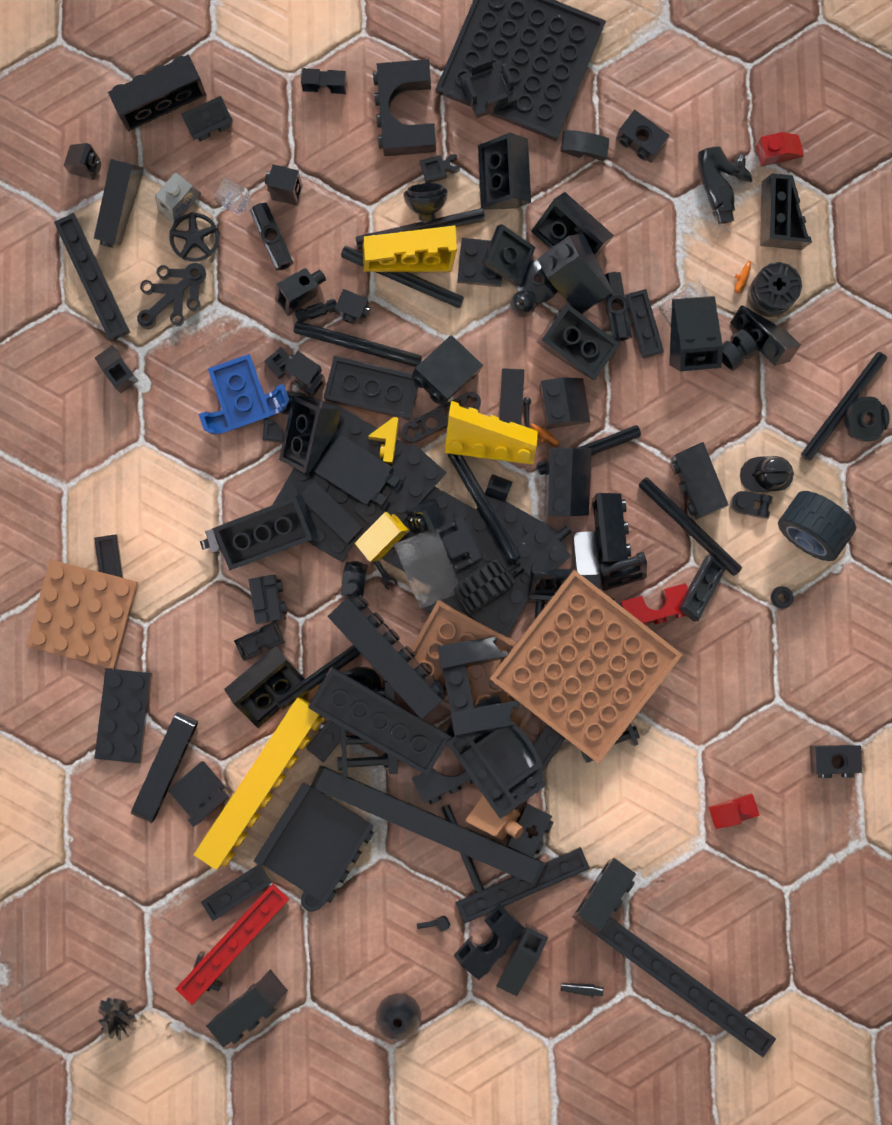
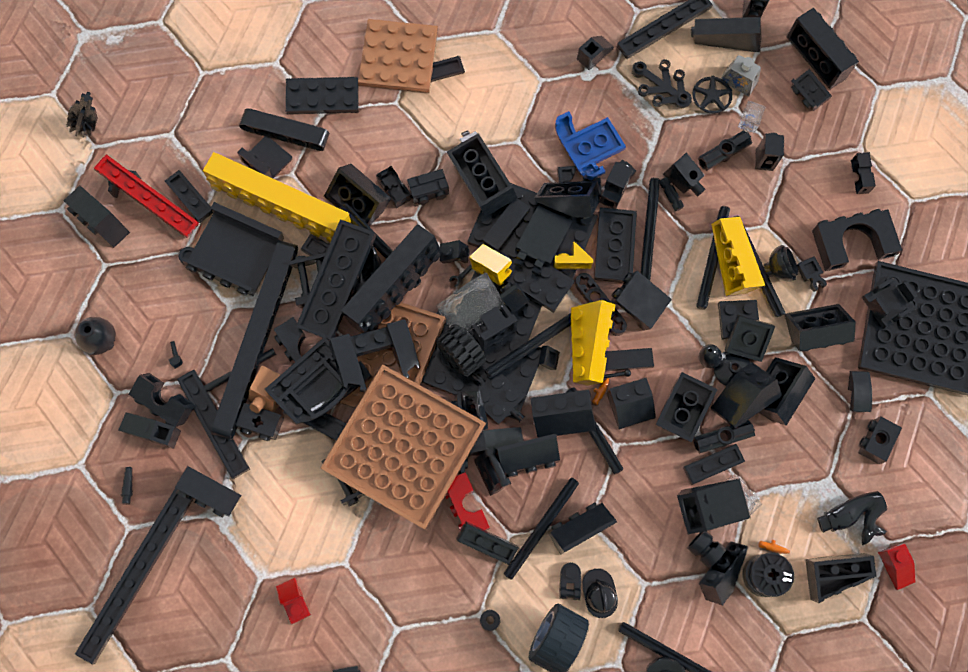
camera: 80 degrees right, 10 degrees down
(352, 307) = (679, 220): black brick -> none

